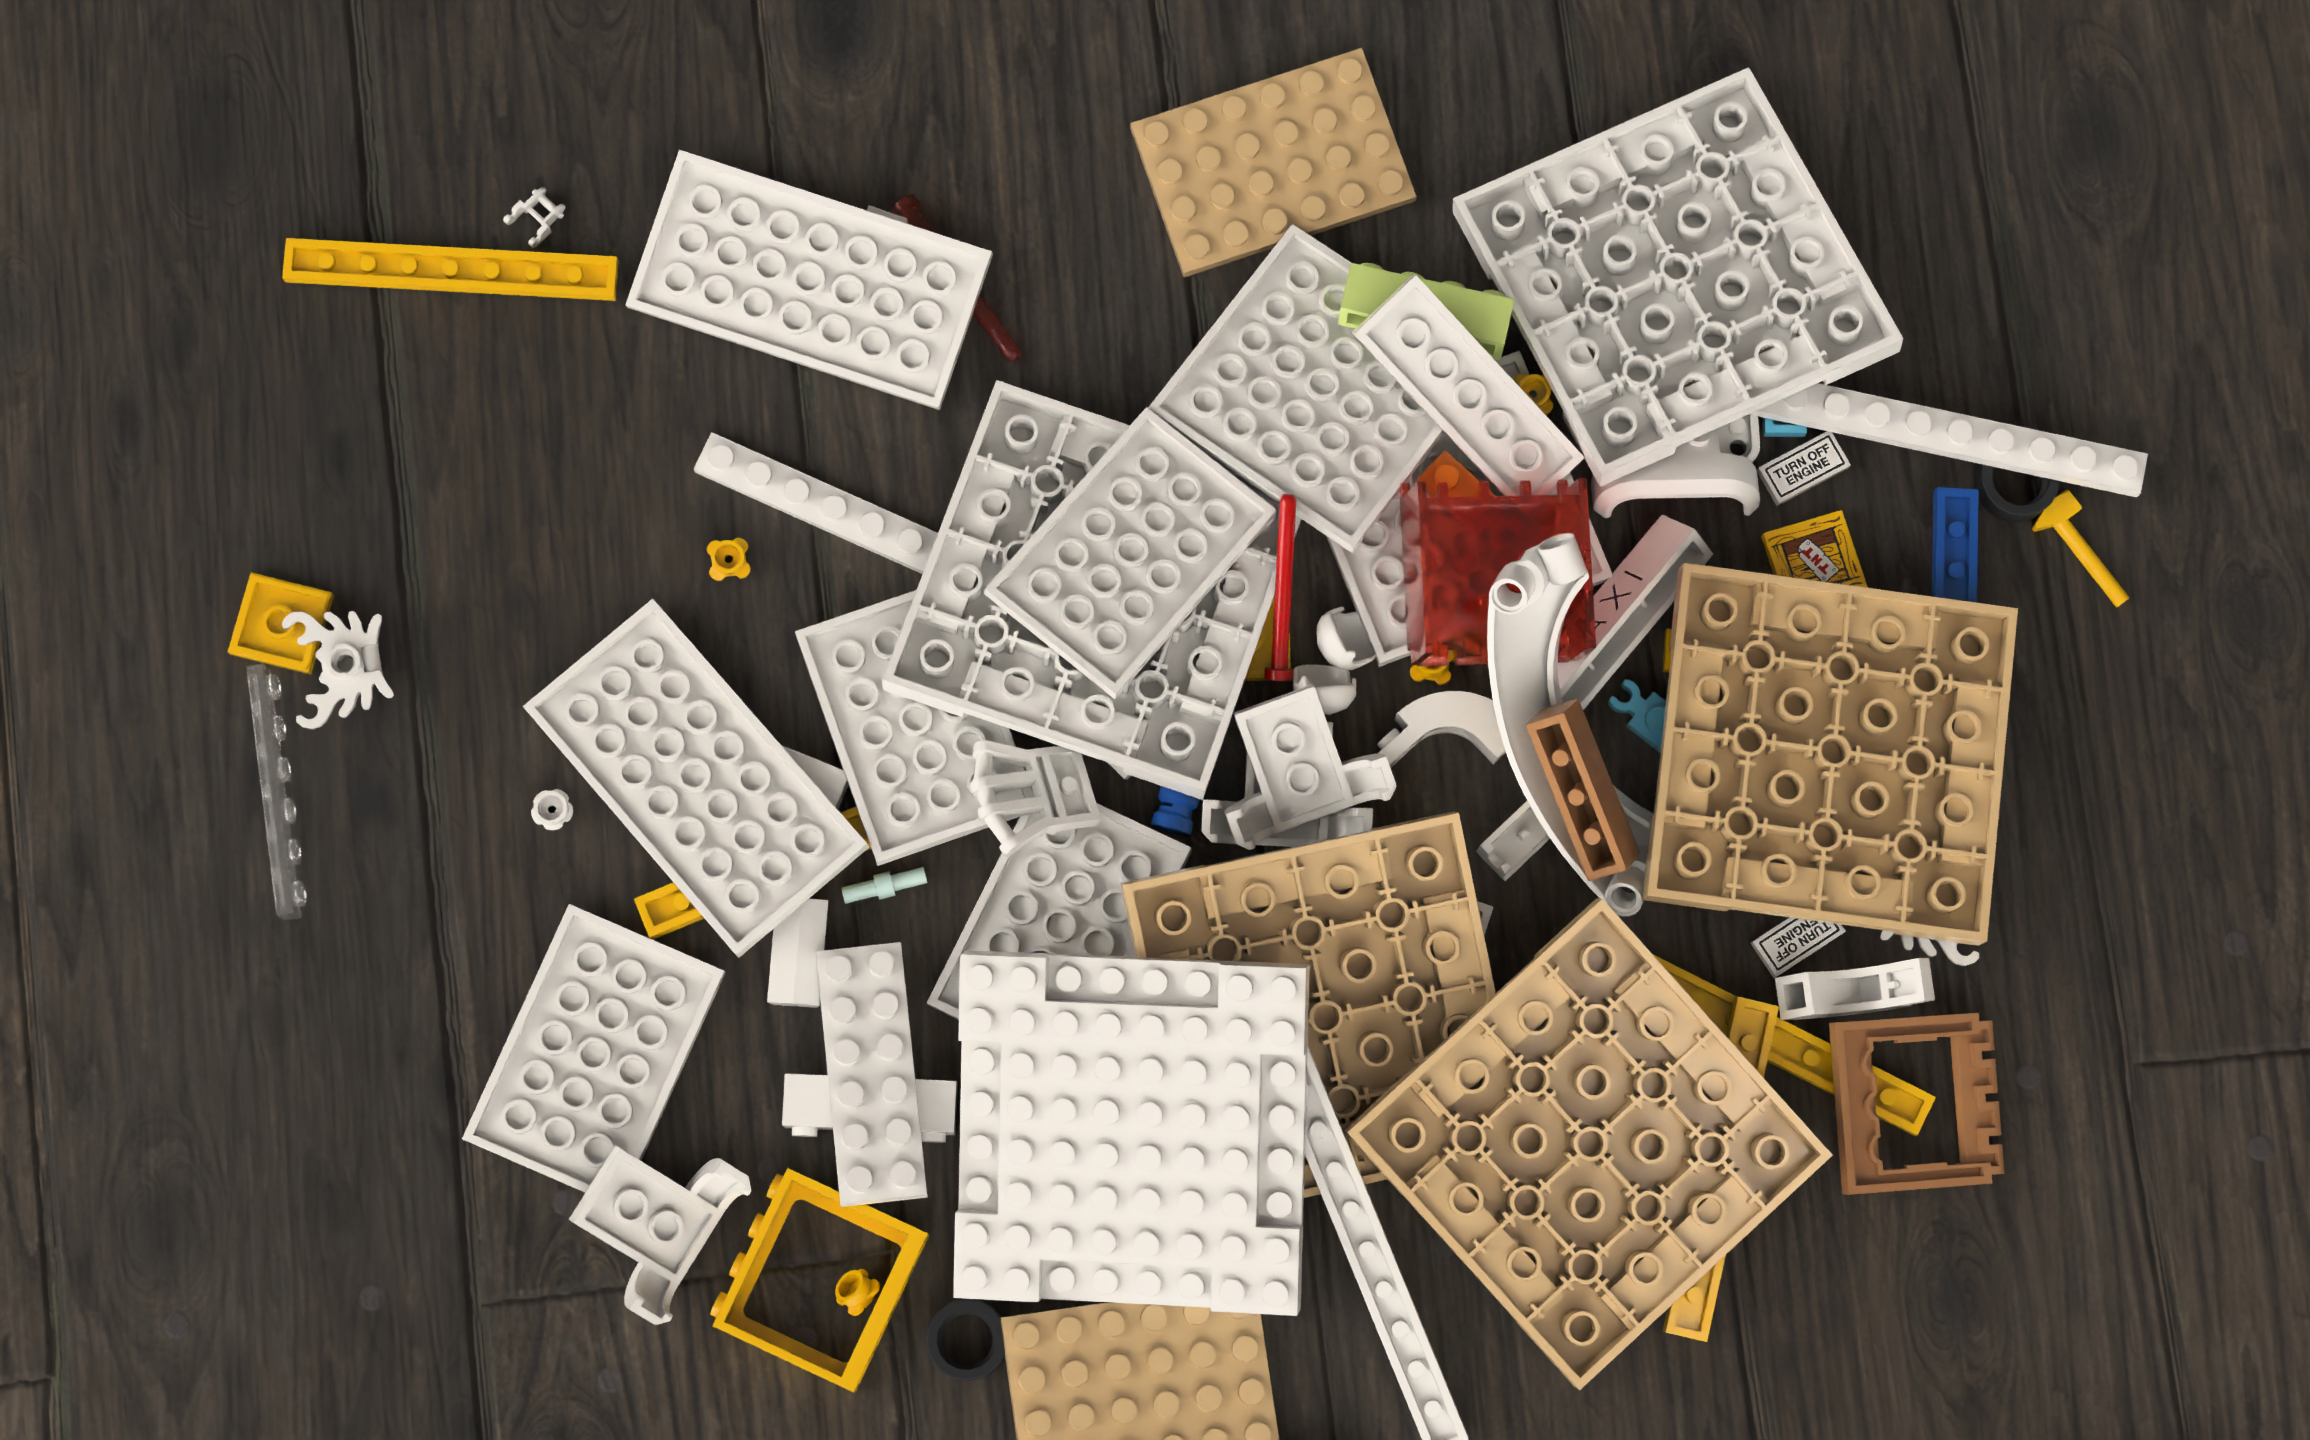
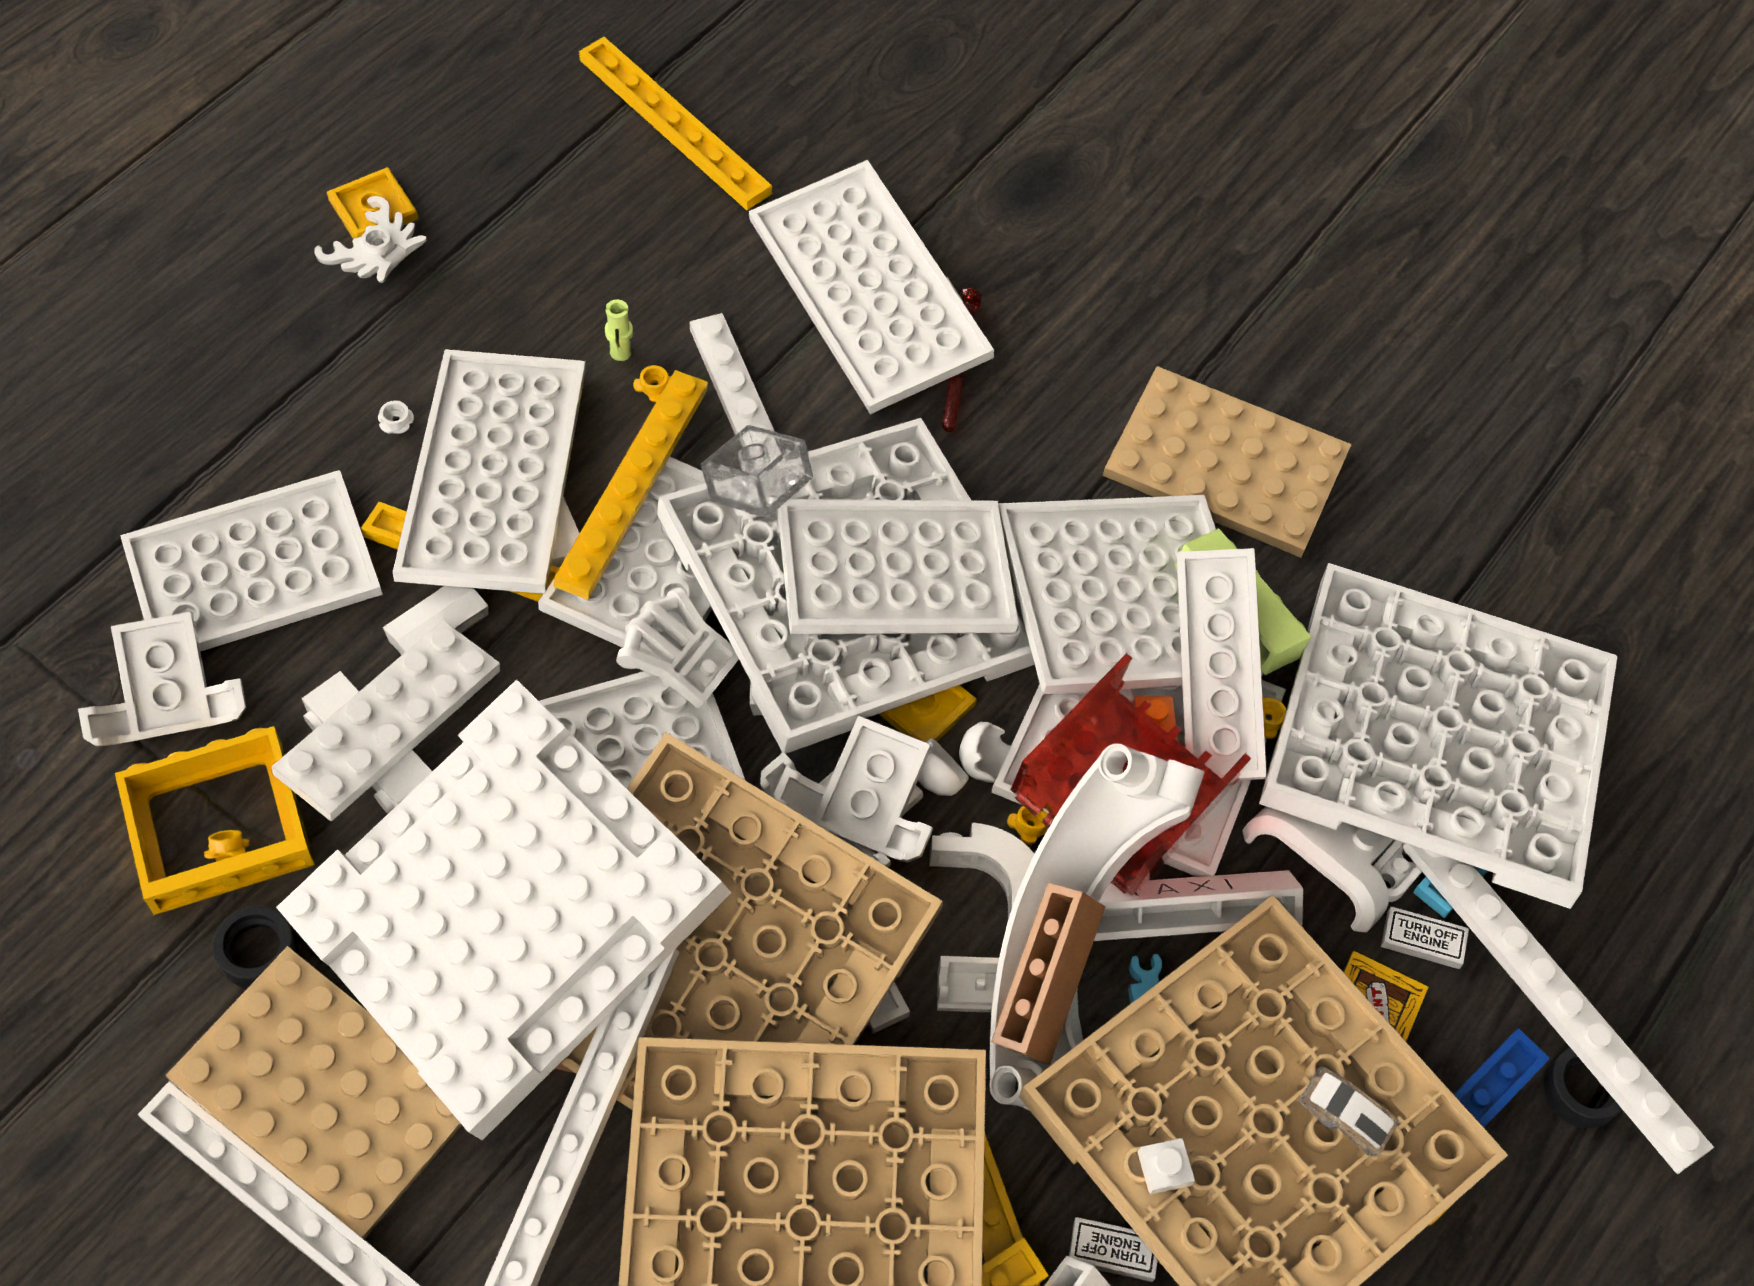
camera: 45 degrees right, 20 degrees down
(278, 809) = (257, 275): clear plate -> none
(544, 230) = (753, 144): white piece -> none
(652, 548) = (618, 330): none -> yellowish green pin
(828, 678) = (630, 486): none -> yellow plate
(884, 885) = (533, 633): light aqua bar -> none
(949, 584) = (757, 470): none -> clear brick
(1174, 812) = (757, 755): blue wheel -> none
(1283, 592) = (972, 679): red bar -> none
(1799, 856) = (1166, 1166): none -> white plate
(1887, 688) = (1349, 1109): none -> slope
(2058, 516) = (1599, 1140): yellow piece -> none

